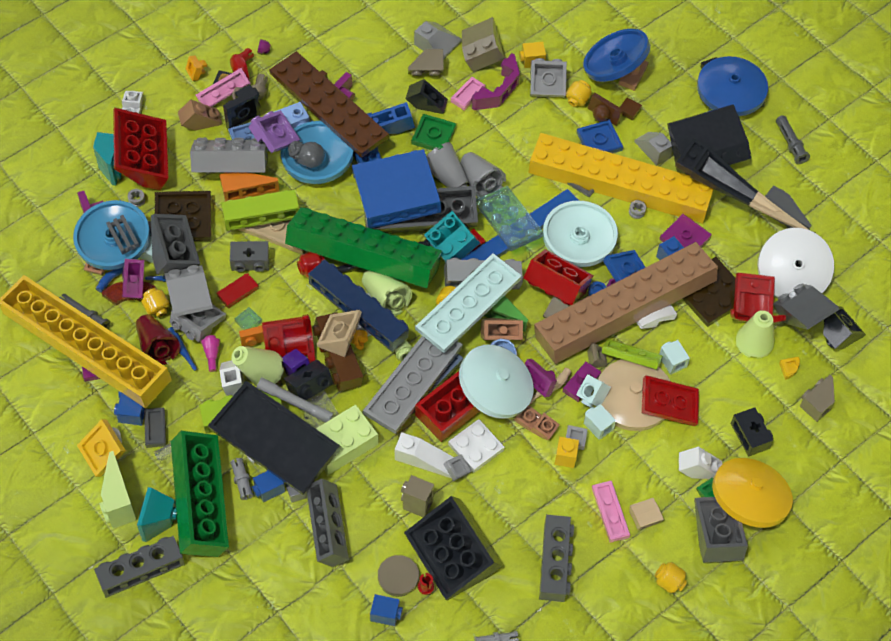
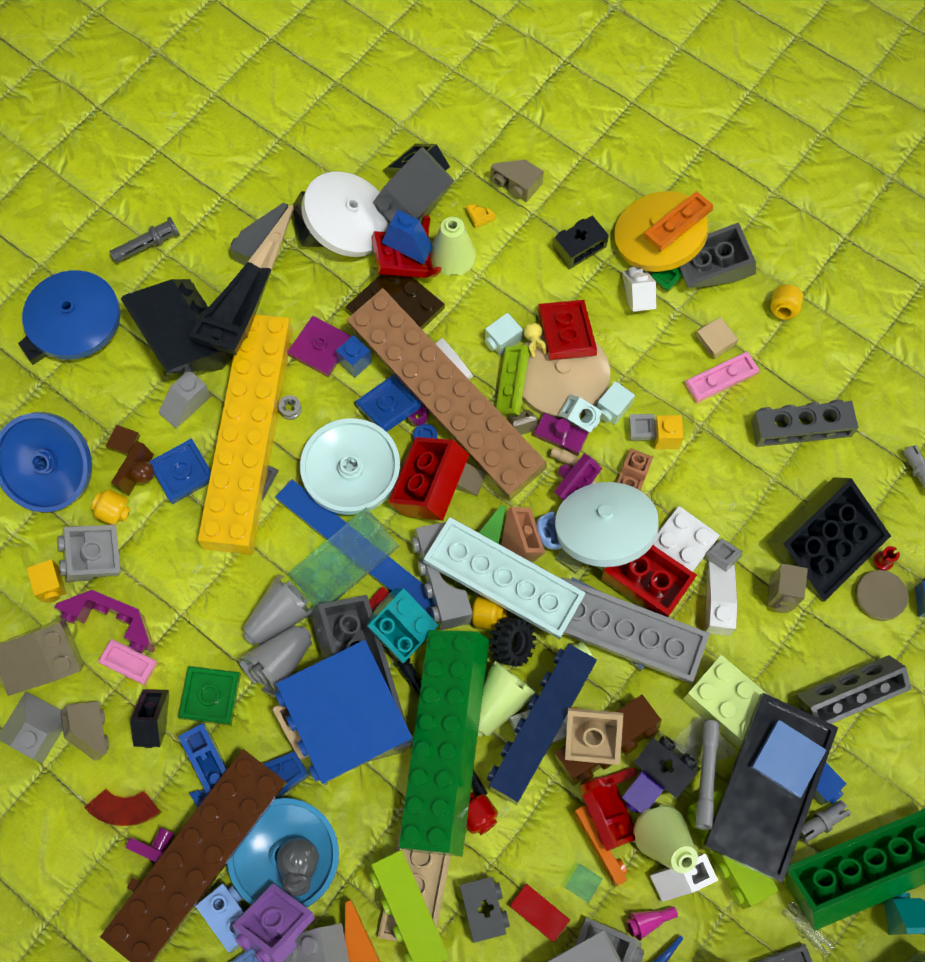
camera: 100 degrees left, 10 degrees up
(289, 449) = (788, 758): none -> medium blue tile
(372, 78) = (123, 811): none -> clear red tile
(413, 299) = (502, 640): none -> black tyre
(669, 375) = (533, 333): none -> light yellow arm
(751, 491) = (678, 221): none -> orange plate
(765, 296) = (408, 237): none -> blue slope

